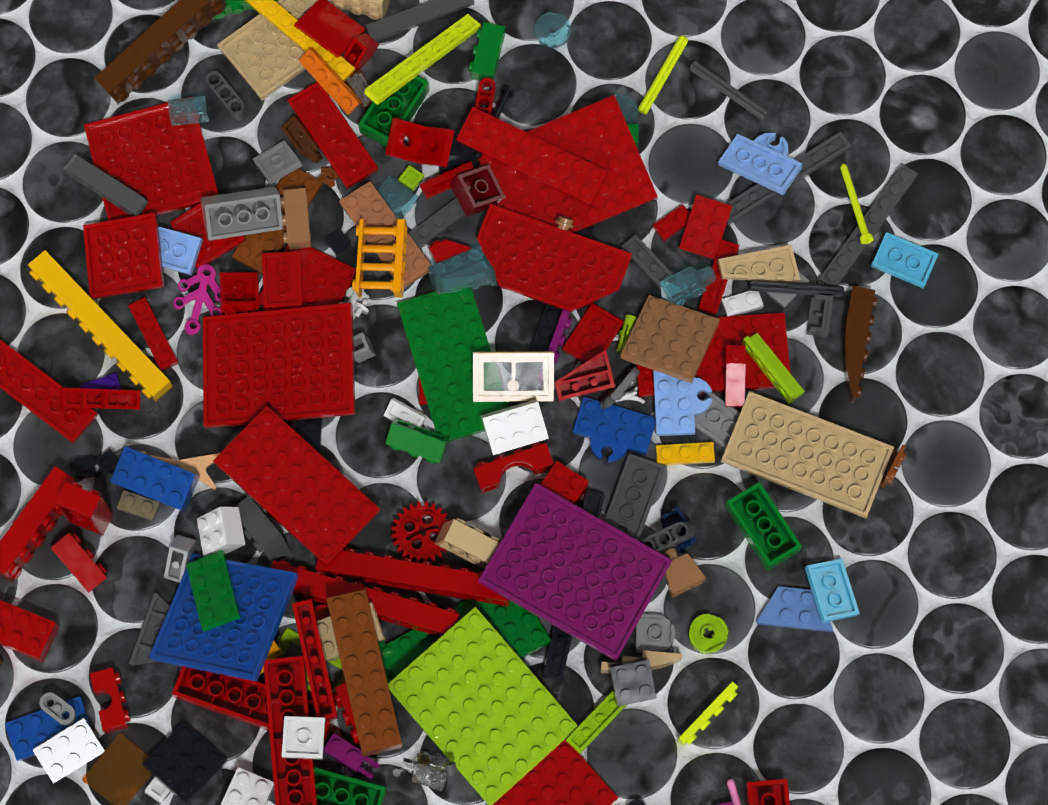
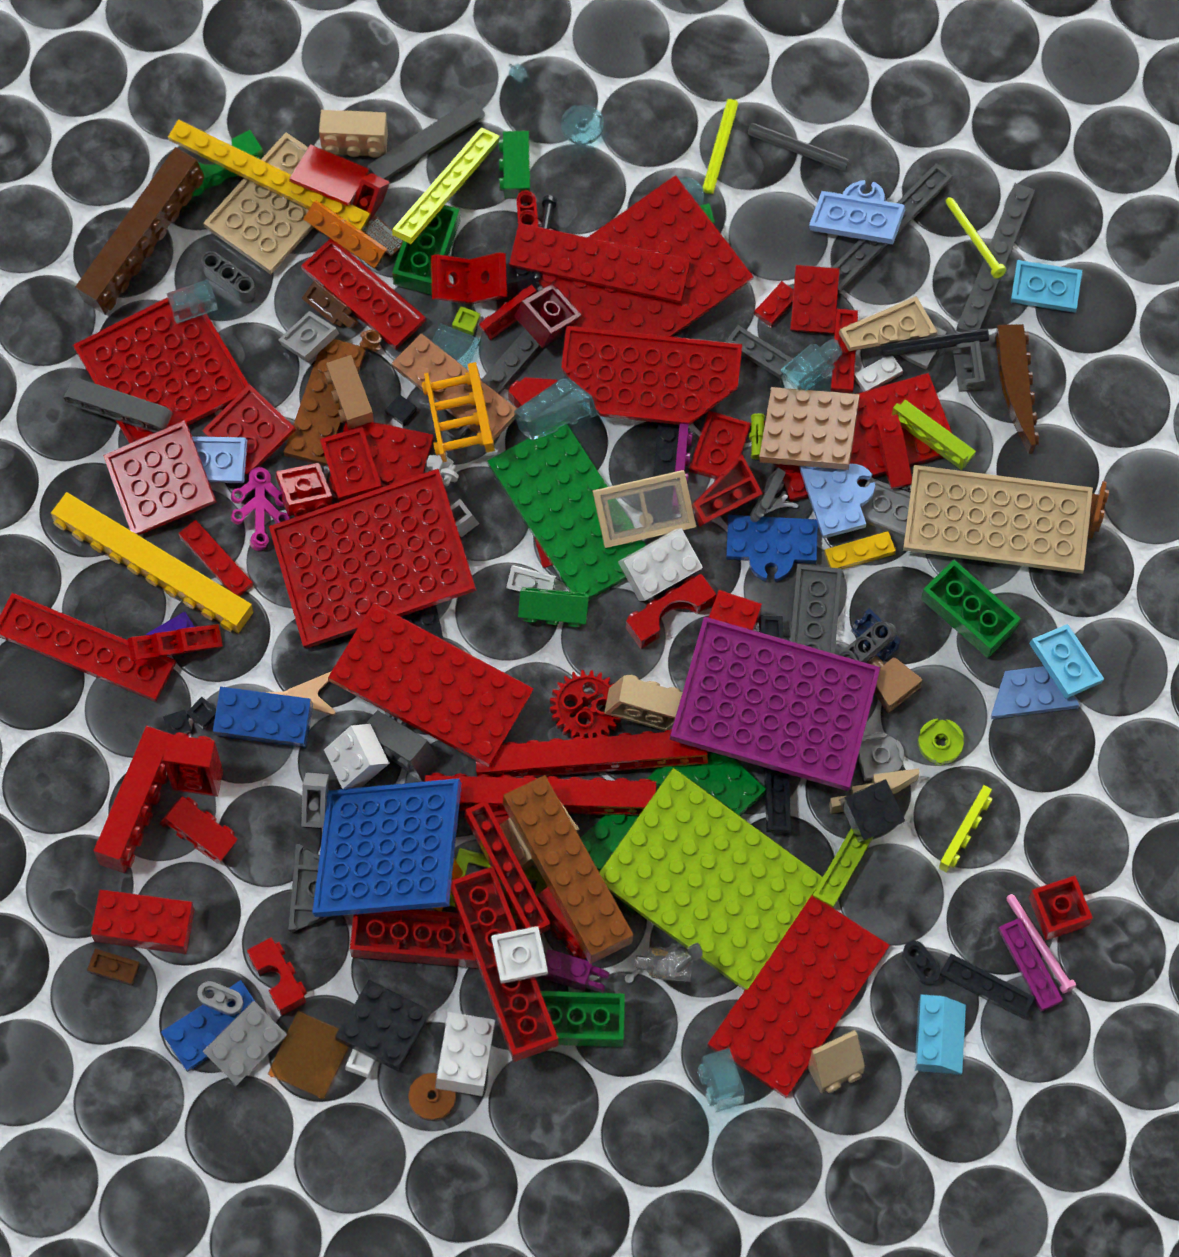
camera: 15 degrees left, 5 degrees down
(138, 505) = (250, 753): dark tan plate -> none
(213, 591) = (366, 822): green plate -> none
(242, 213) = (285, 399): light grey slope -> none
(564, 223) = (656, 328): medium nougat plate -> none

